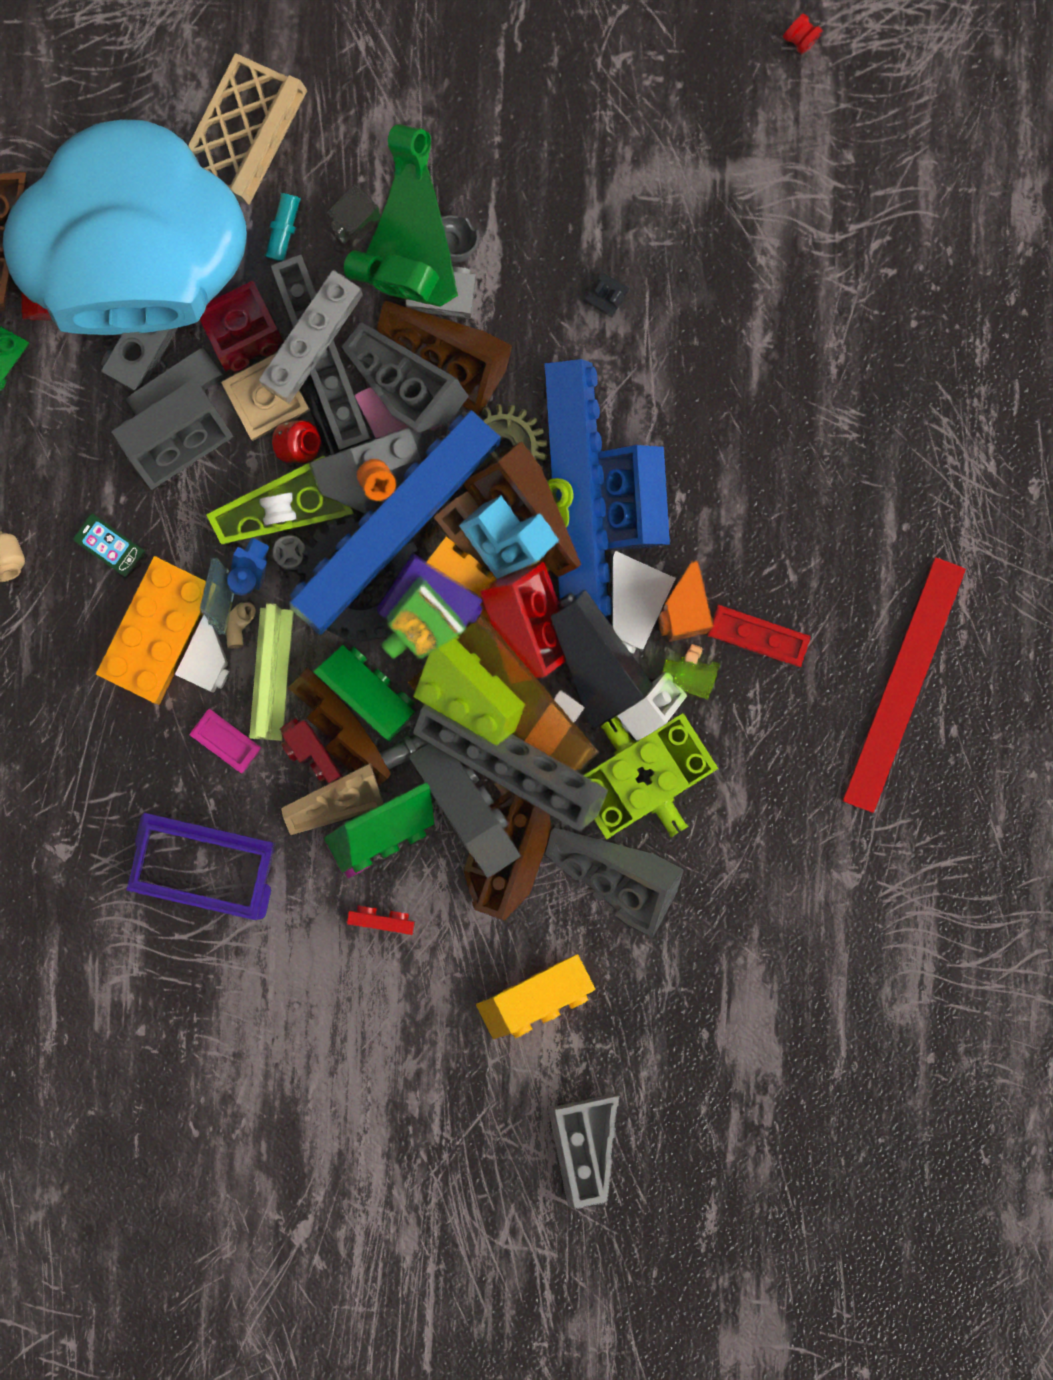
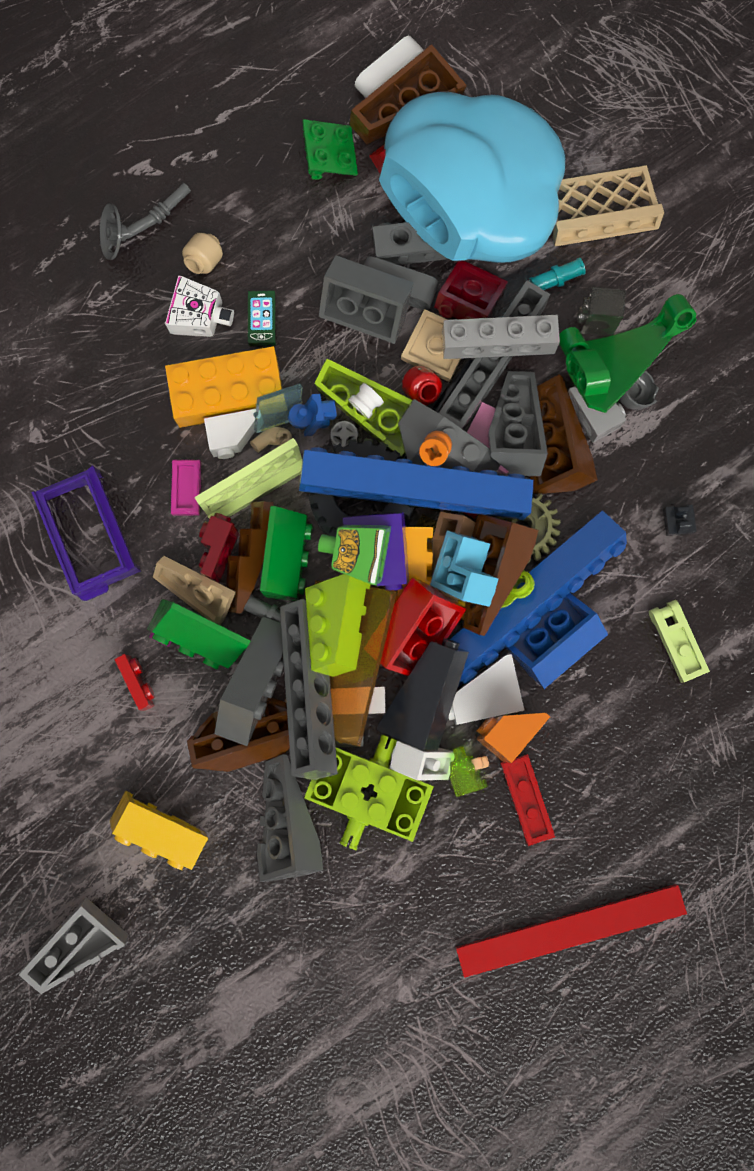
camera: 55 degrees right, 5 degrees down
(55, 603) = (196, 310): none -> white torso
(719, 385) = (679, 642): none -> yellowish green plate

